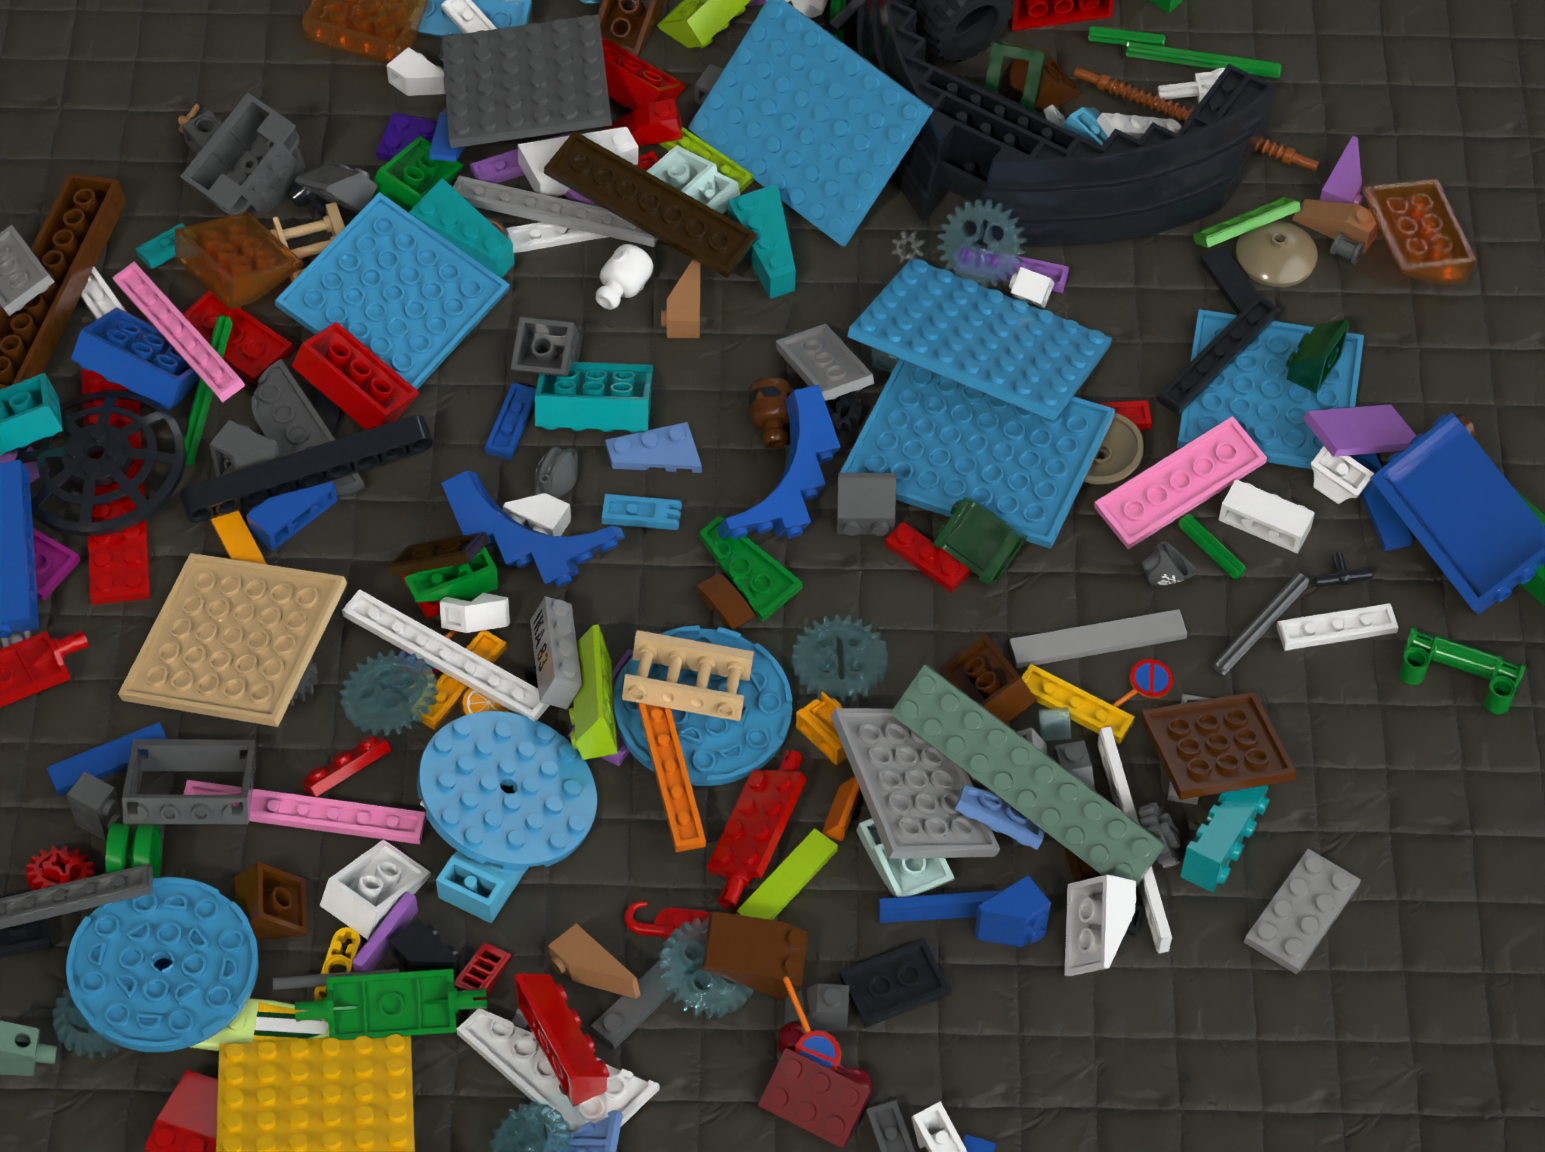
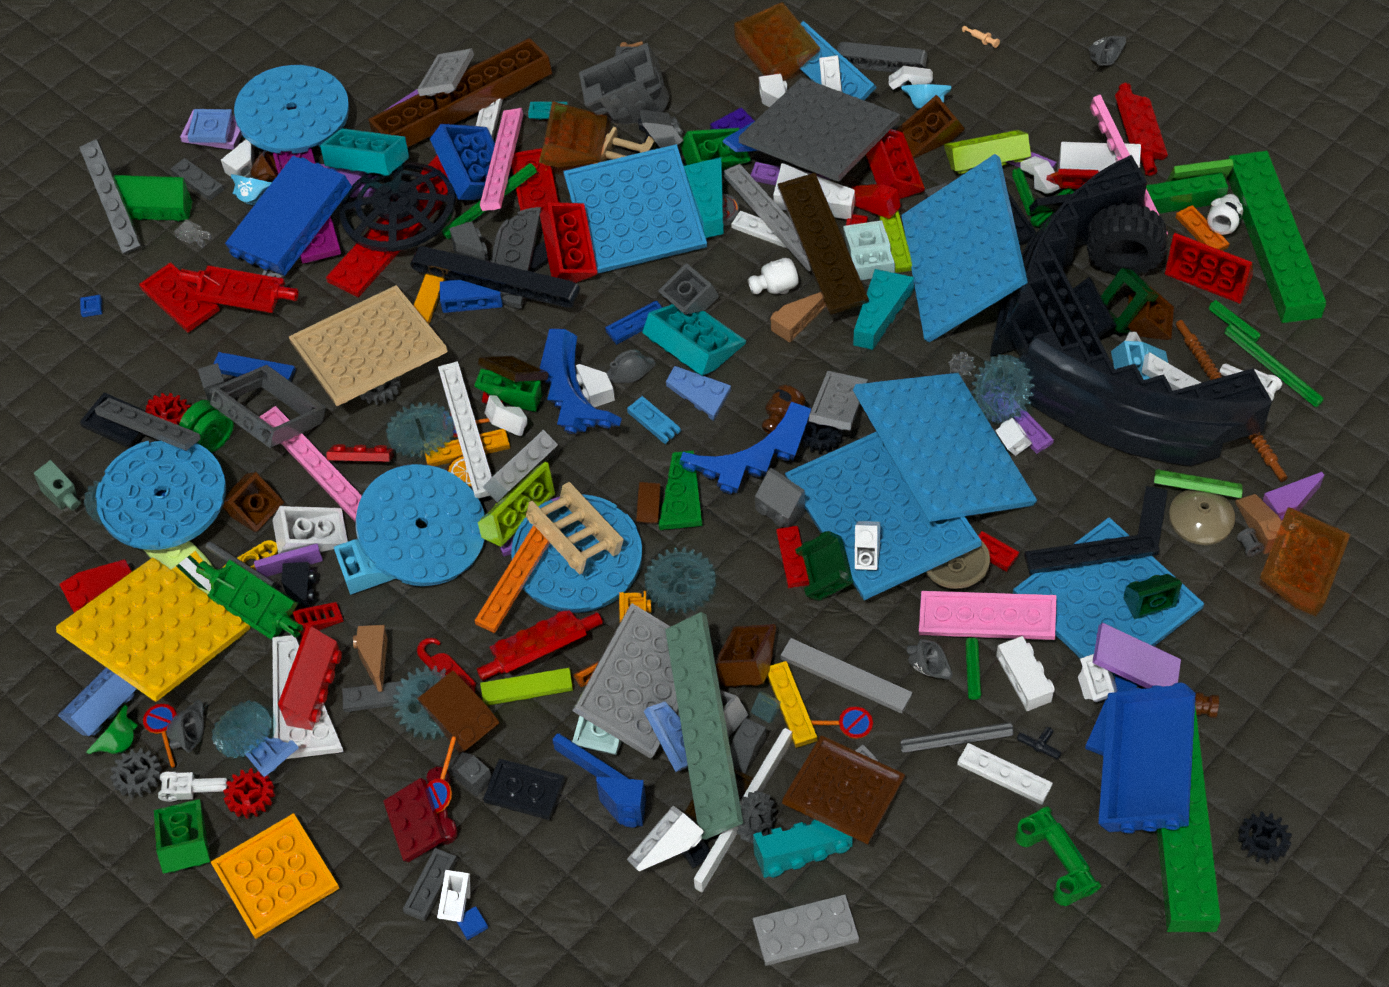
camera: 45 degrees right, 0 degrees up
(1009, 487) = (867, 545): none -> white slope

